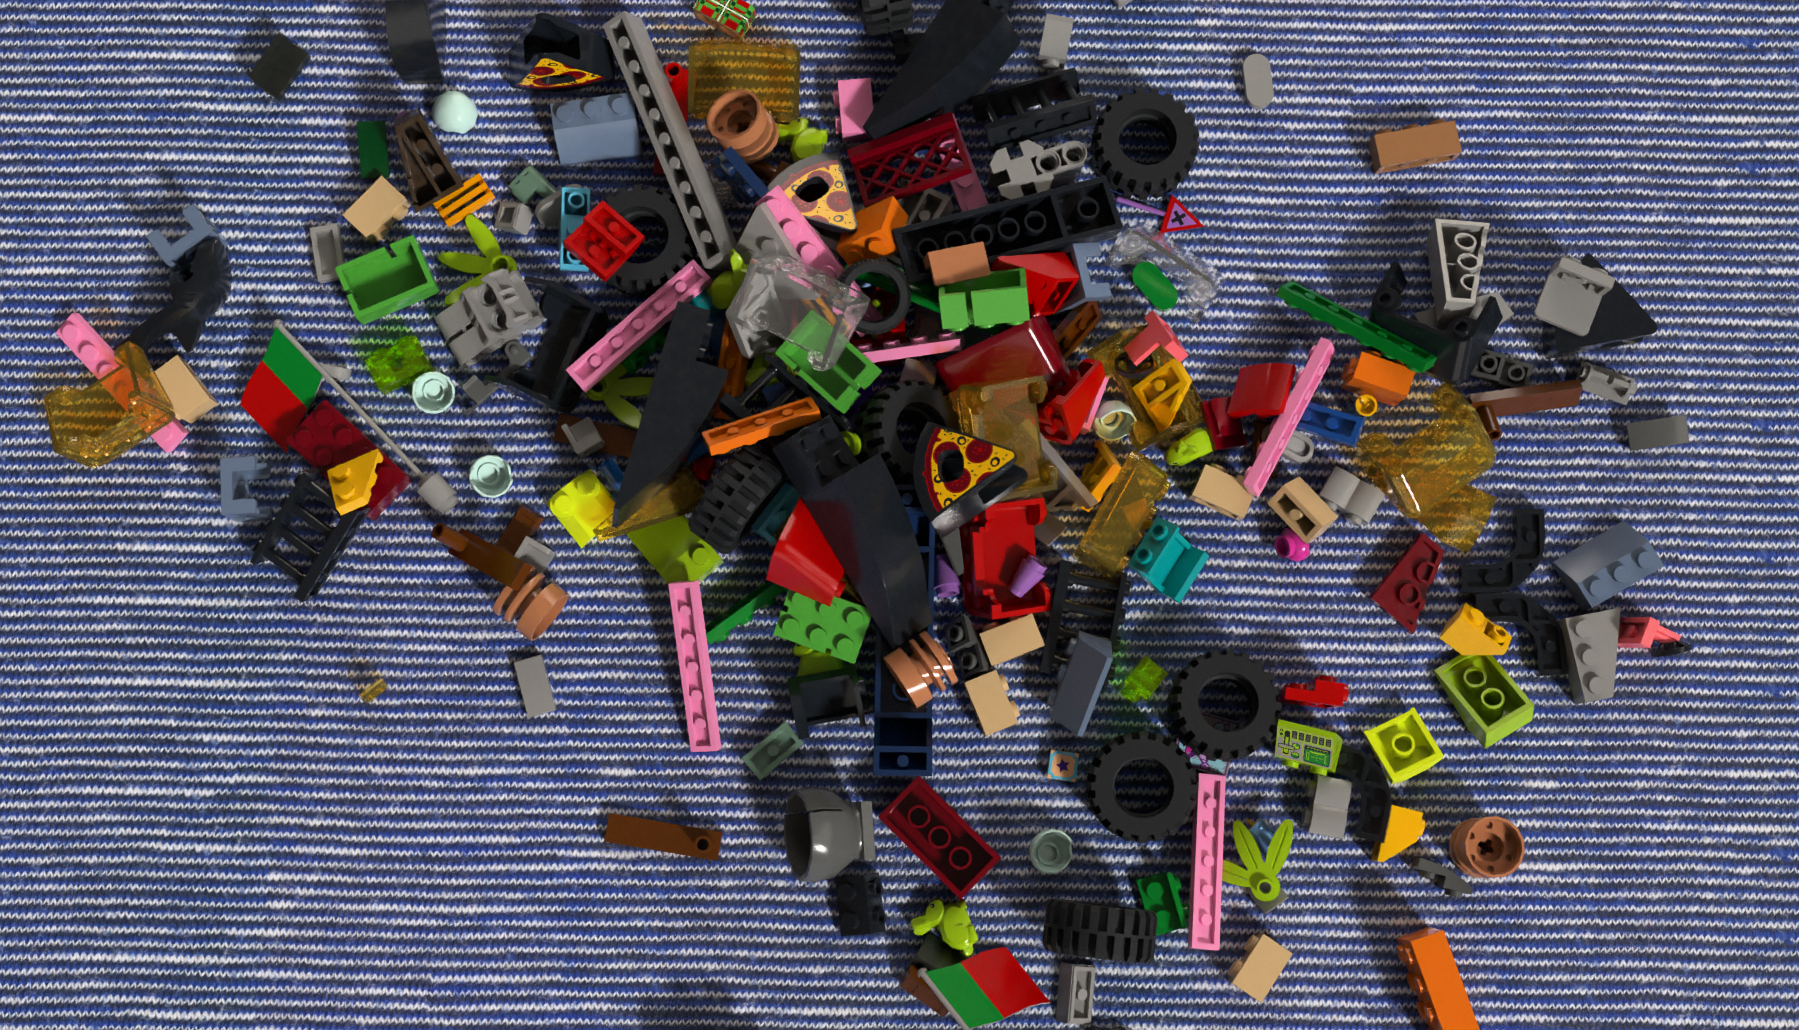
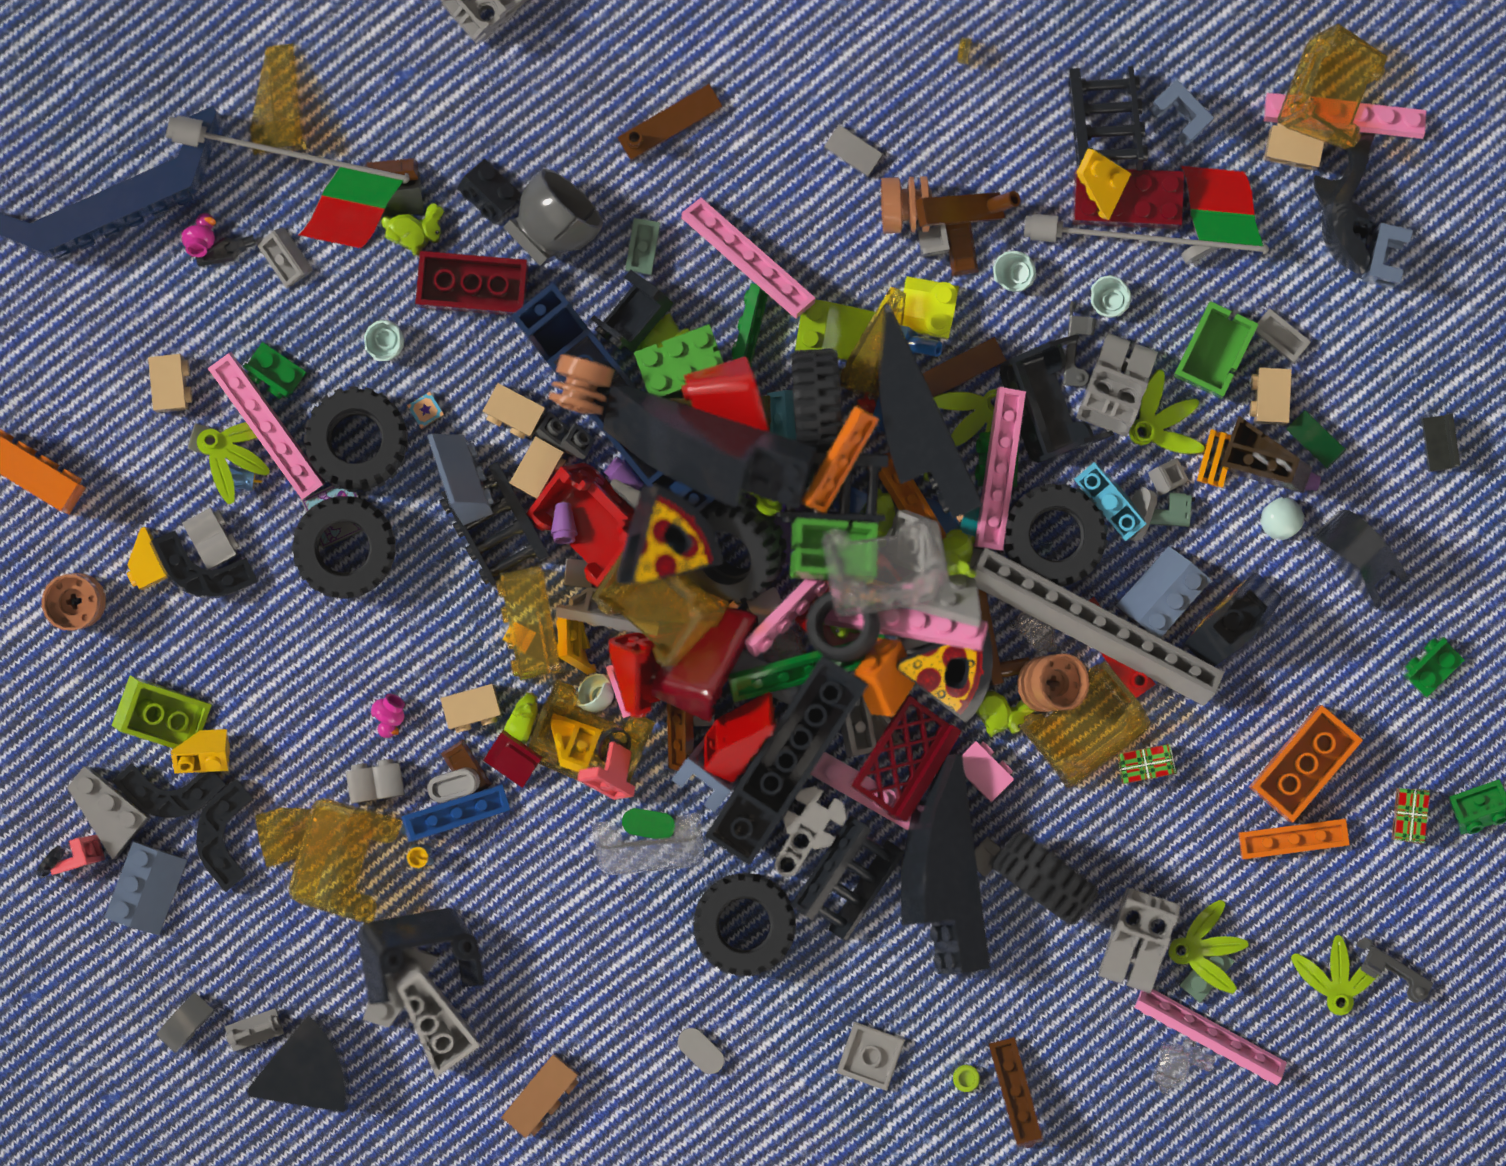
camera: 145 degrees right, 5 degrees up
(384, 361) = (1154, 281): clear neon green brick -> none
(584, 437) = (972, 356): light grey panel -> none
(603, 241) = (1077, 506): red slope -> none
(739, 176) = (1018, 633): dark blue plate -> none
(957, 264) = (796, 695): nougat panel -> none
(985, 301) = (757, 686): bright green piece -> none
(1055, 41) = (876, 946): light grey slope -> none
(1099, 930) = (303, 309): black tyre -> none
(1141, 680) = (418, 515): clear neon green brick -> none
(1167, 560) = (470, 619): teal panel -> none
(1175, 217) = (676, 892): piece -> none
(1262, 390) = (503, 804): red slope -> none
(1284, 426) = (465, 789): bright pink plate -> none
(1302, 509) = (402, 740): tan brick -> none
(1307, 747) = (259, 566): slope -> none
(1321, 693) = (280, 614): red plate -> none
(1363, 330) = (472, 909): green plate -> none
(1377, 377) = (434, 883): orange brick -> none
(1403, 746) = (190, 627): neon yellow slope -> none
(1407, 583) = (281, 753): dark red wing -> none
(1447, 879) = (80, 556): dark grey slope -> none
(1502, 371) = (337, 975): dark grey slope -> none
(1523, 400) = (328, 936): reddish brown piece -> none
(1572, 295) = (330, 1060): light grey bracket -> none

